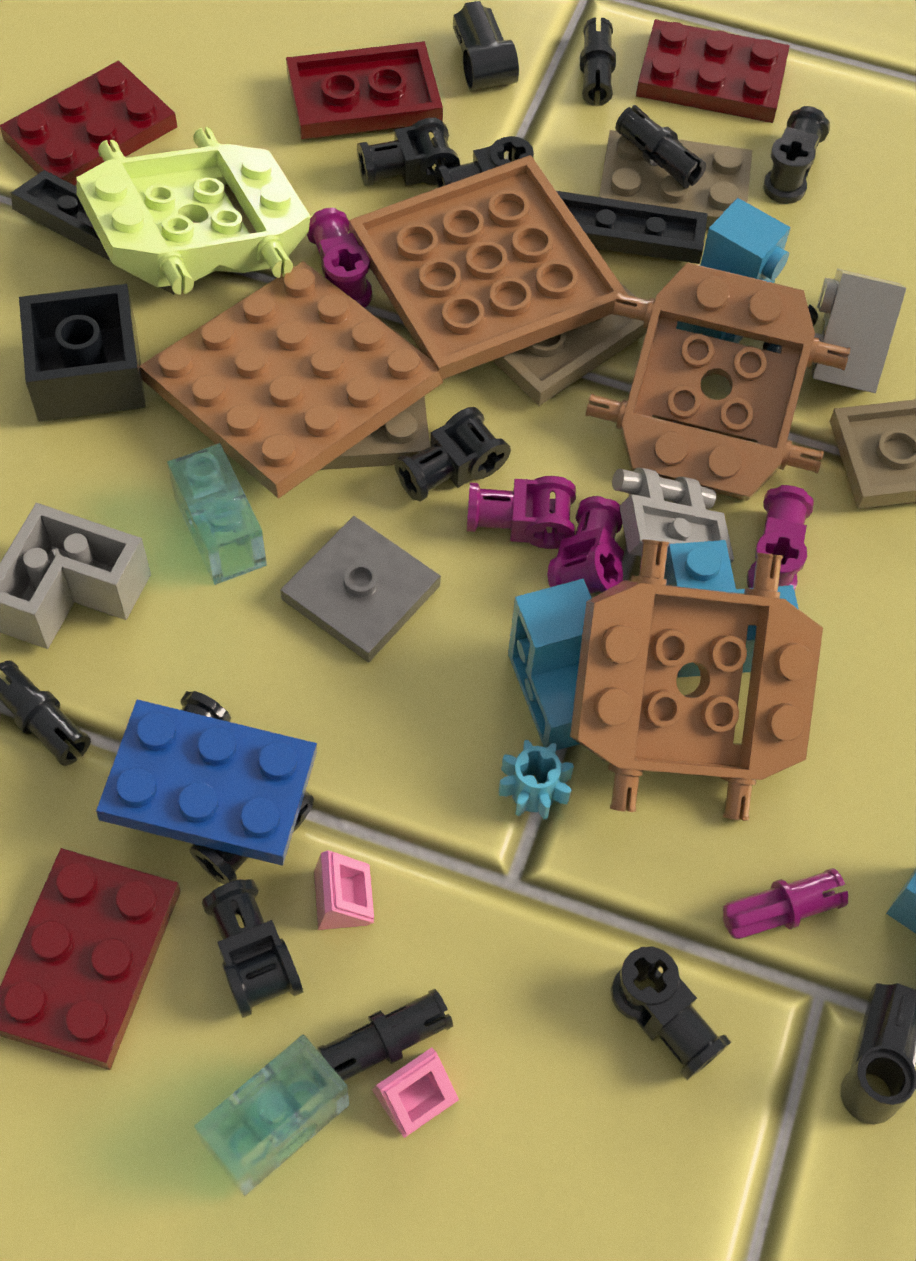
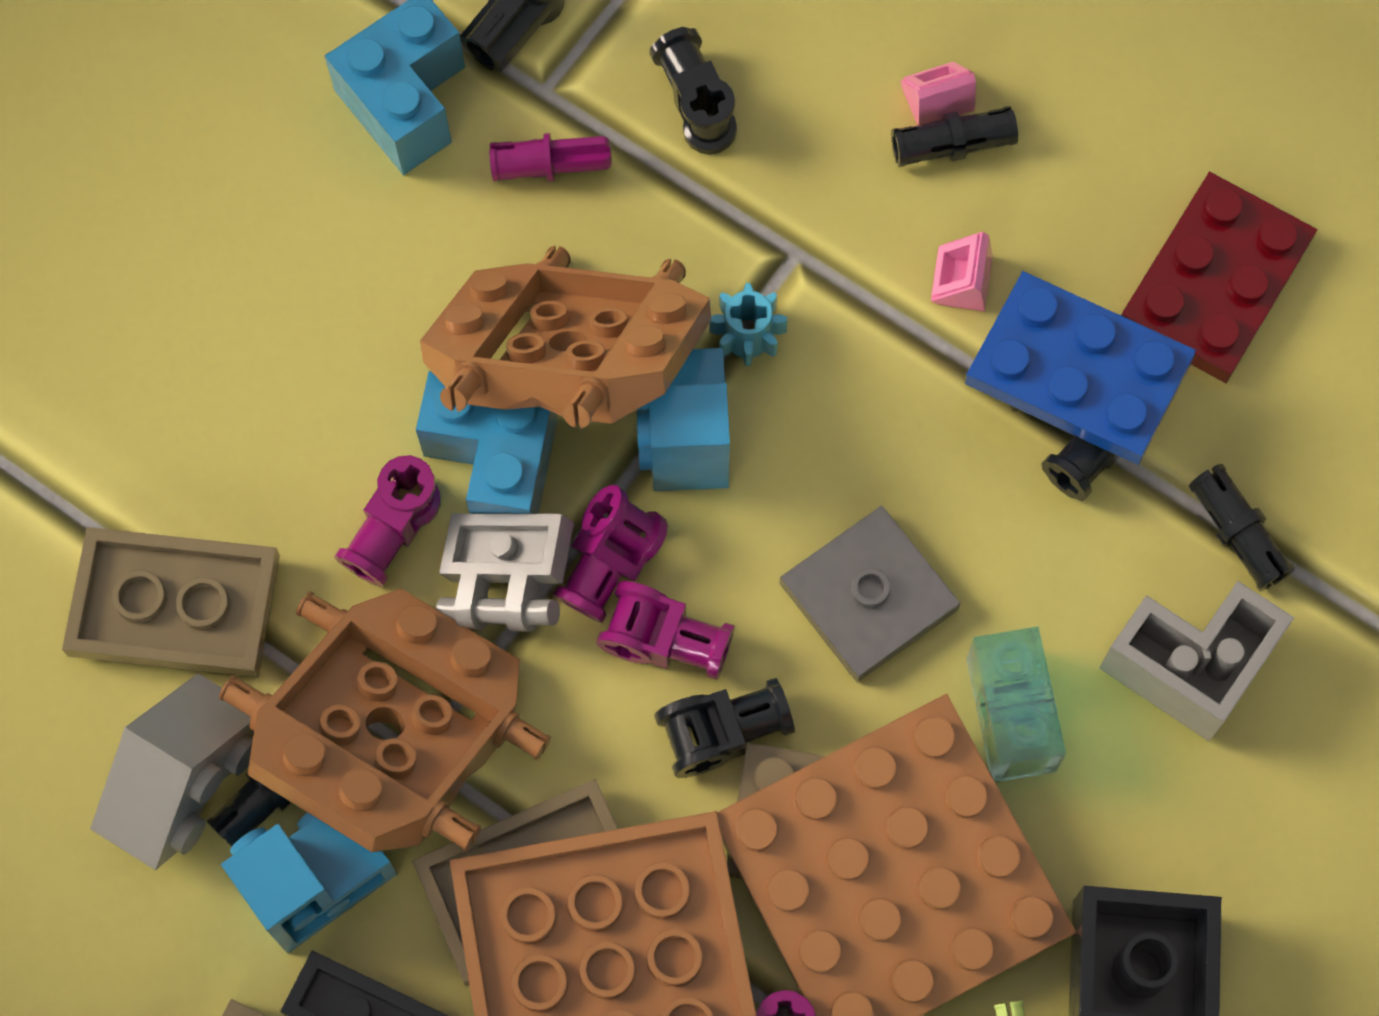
camera: 160 degrees left, 10 degrees up
(253, 956) = (1062, 231): black connector -> none
(273, 1114) = (1070, 77): clear light blue brick -> none

